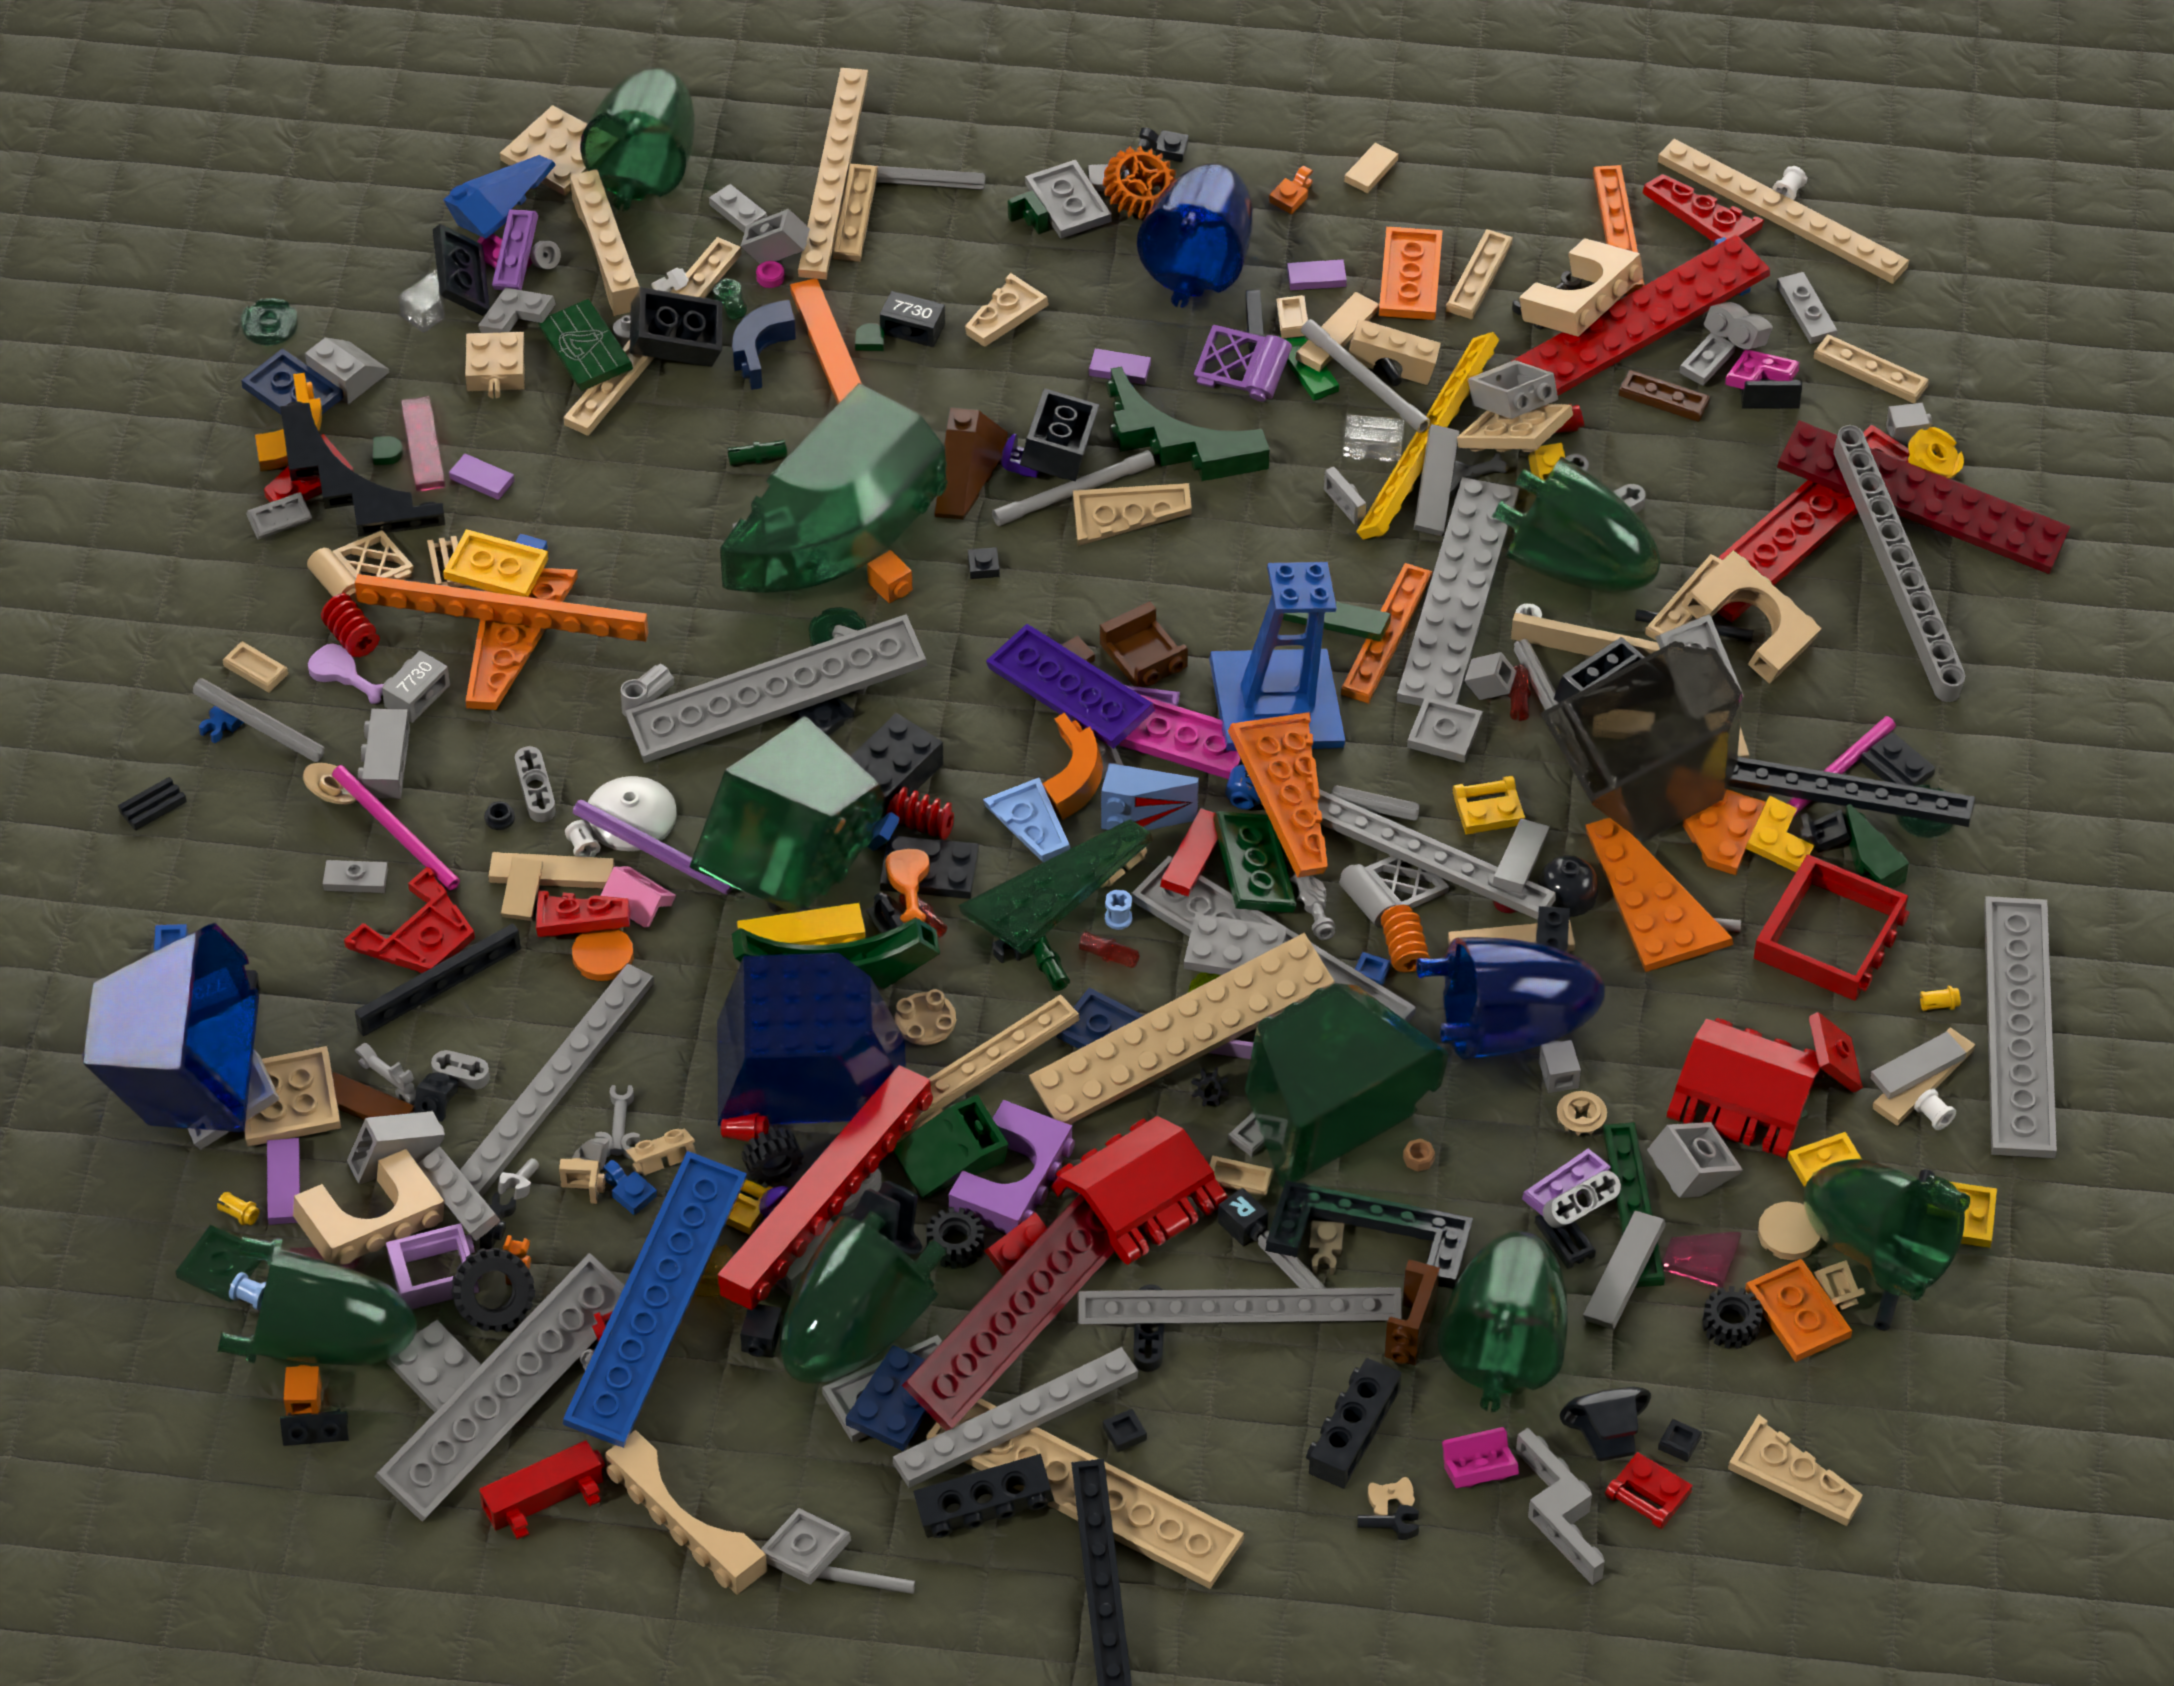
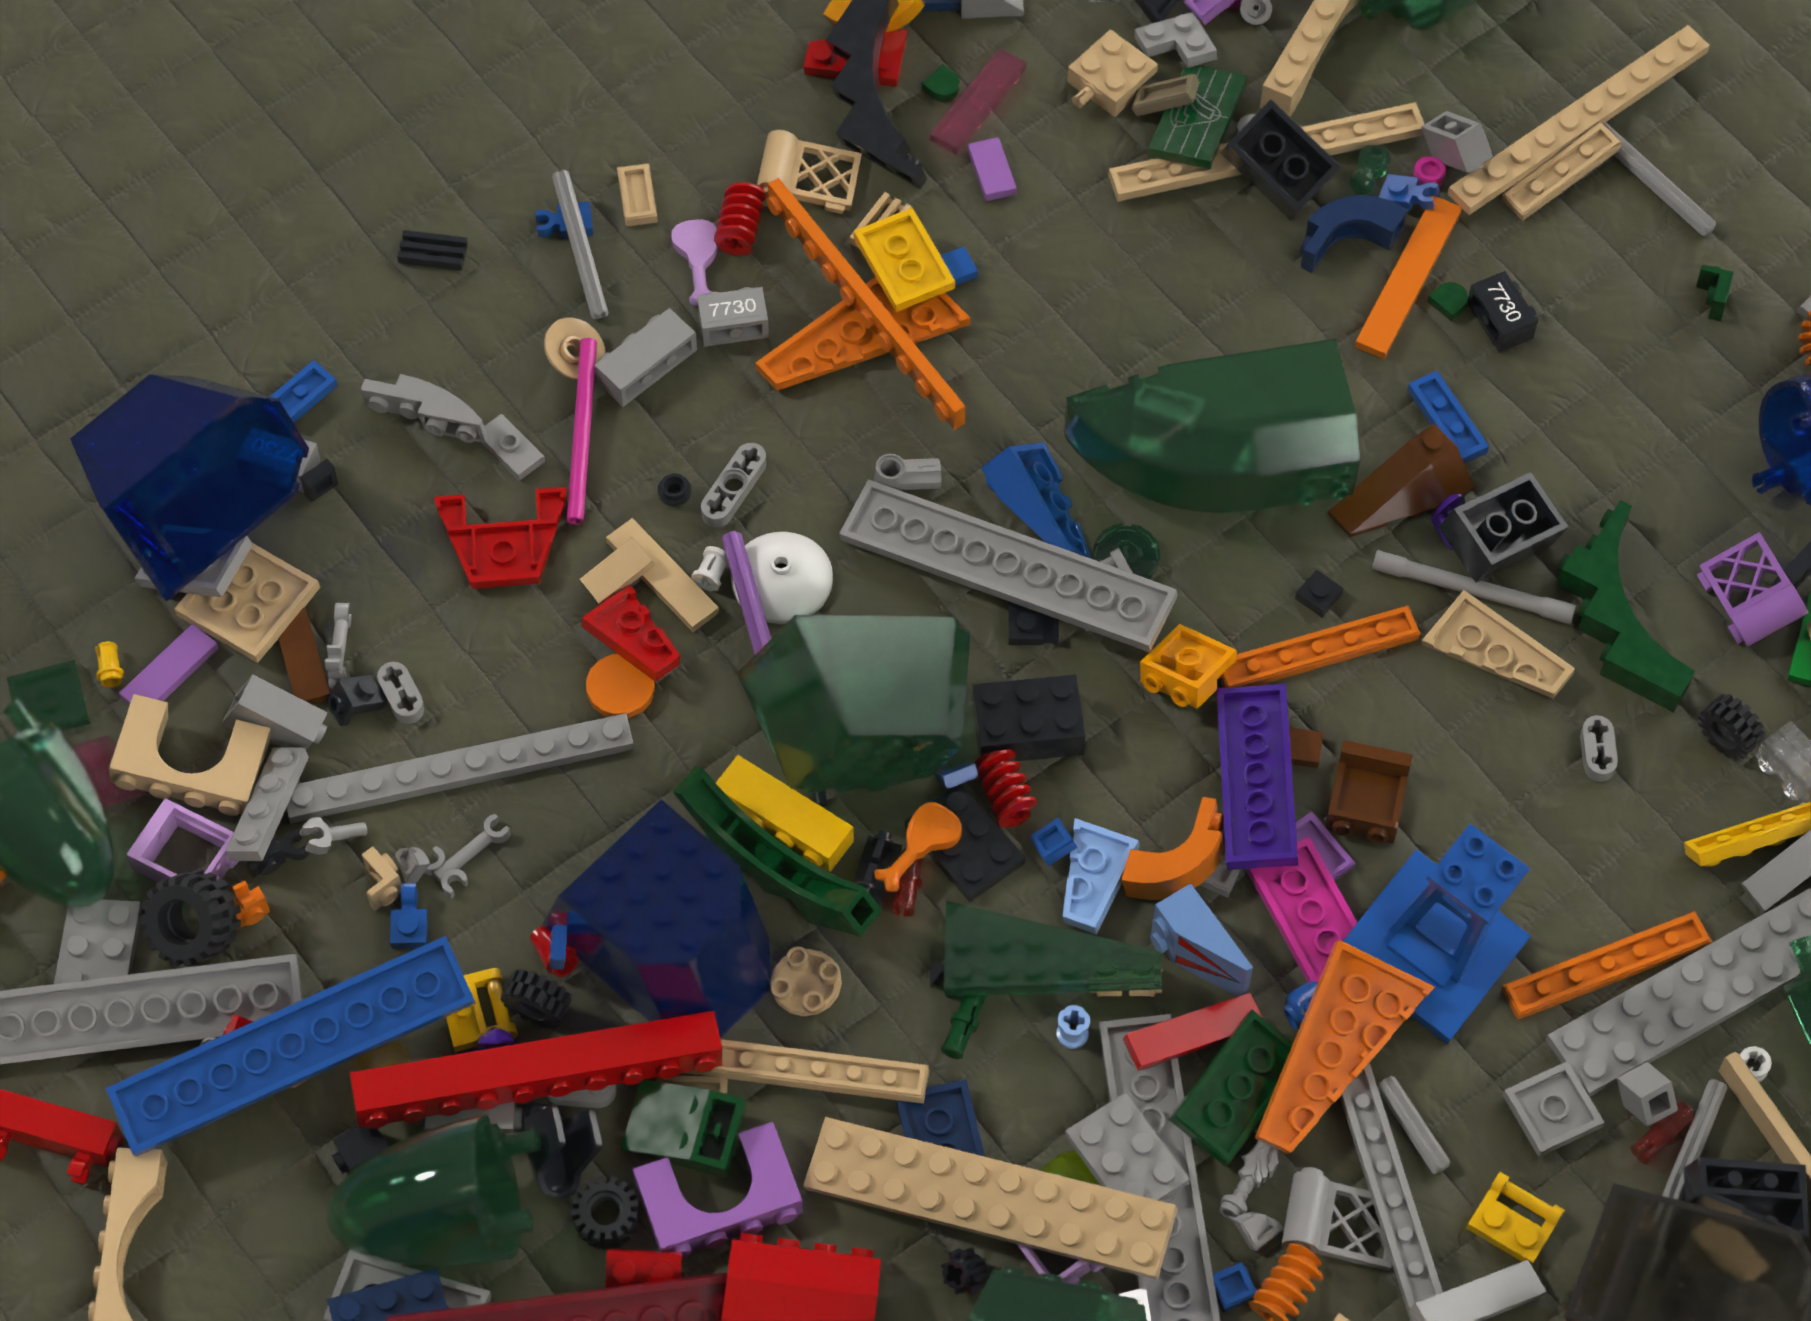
camera: 45 degrees right, 10 degrees up
(279, 515) = (794, 75): light grey plate -> none
(283, 885) = (436, 407): none -> light grey slope
(437, 980) = (466, 596): black tile -> none
(550, 346) = (1165, 94): none -> dark tan tile
(643, 894) = (702, 655): bright pink panel -> none
(648, 1153) = (451, 905): tan hinge -> none
(677, 279) = (1326, 114): white piece -> none
(729, 638) = (1029, 485): none -> blue wedge
(736, 207) = (1467, 89): light grey plate -> none
(757, 452) = (1237, 329): dark green pin -> none
(757, 1111) = (558, 947): none -> blue tile
(770, 292) = (1407, 191): none -> blue plate
(890, 576) = (1221, 540): orange brick -> none
(938, 401) = (1444, 410): none -> blue plate
(955, 661) = (1186, 666): none -> light orange plate
(985, 821) = (1053, 841): none -> blue tile
(1006, 310) = (1597, 369): tan wing -> none
(1019, 594) = (1322, 648): none -> orange tile
(1068, 198) = (1766, 305): light grey plate -> none
(1109, 949) = (1025, 1057): clear red axle -> none
(1134, 366) = (1647, 508): medium lavender tile -> none
(1252, 517) = (1591, 749): none -> light grey beam
(1316, 455) = (1731, 726): none -> black tyre
(1345, 495) = (1709, 798): light grey plate -> none
(1350, 620) = (1569, 906): tile -> none
(1351, 928) = (1257, 1228): none -> light grey tile

